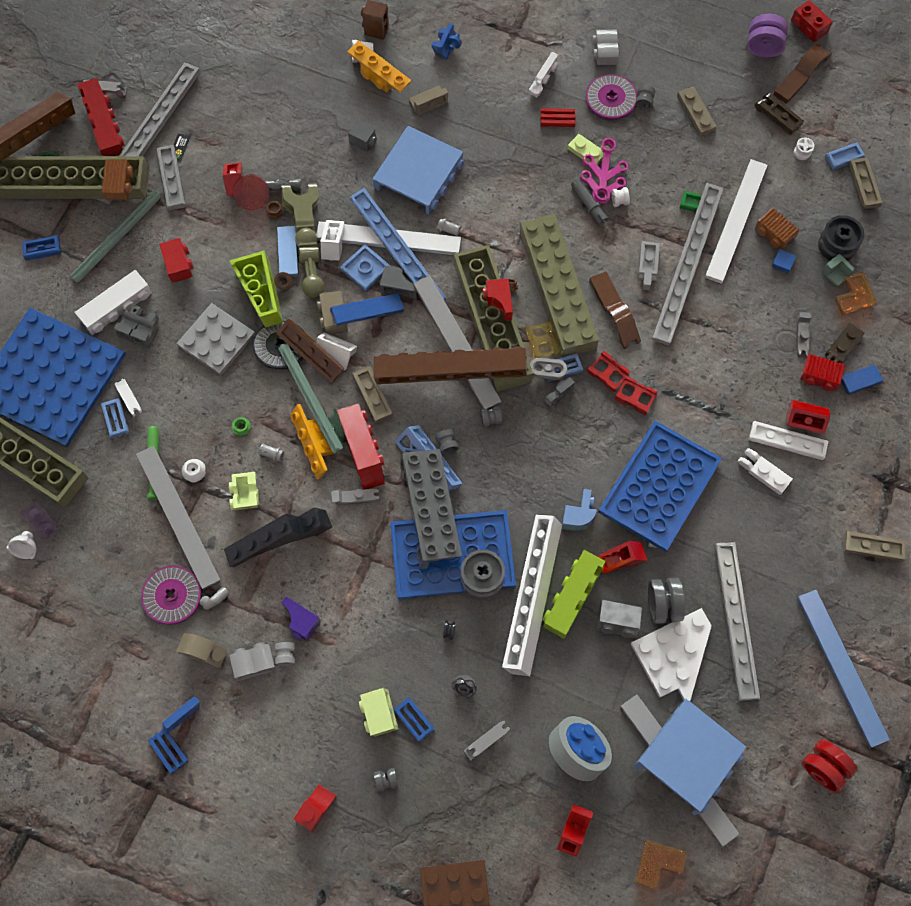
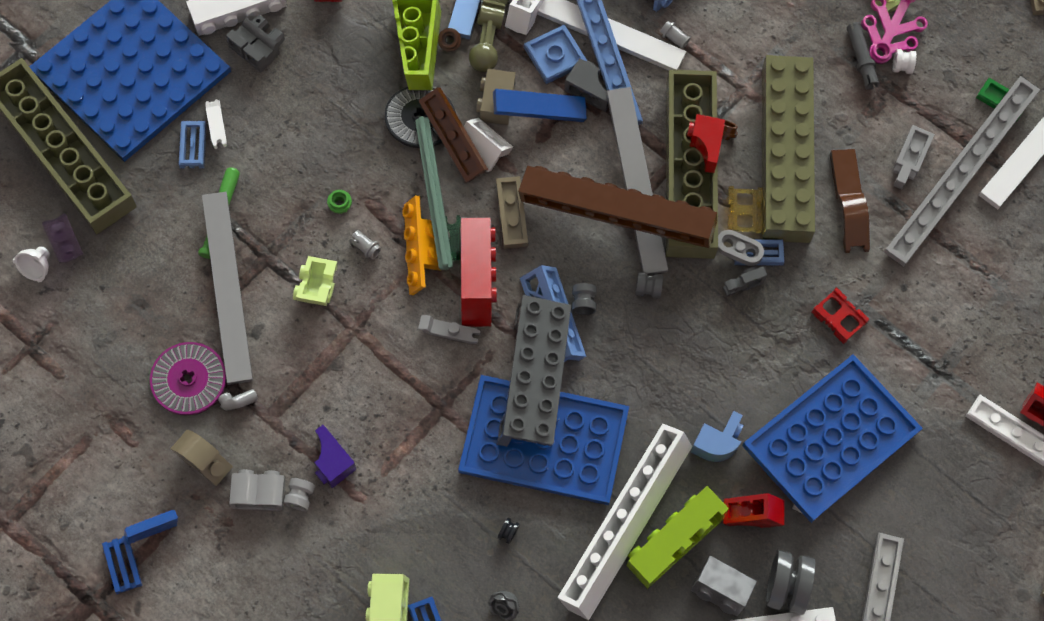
camera: 15 degrees right, 0 degrees up
(193, 476) = (267, 243): white plate -> none
(216, 339) = (344, 86): light grey plate -> none
(278, 533) = (340, 344): black arch -> none
(490, 582) = (573, 460): dark grey wheel -> none
(612, 367) = (821, 272): red piece -> none
(765, 472) = (973, 463): white hinge -> none

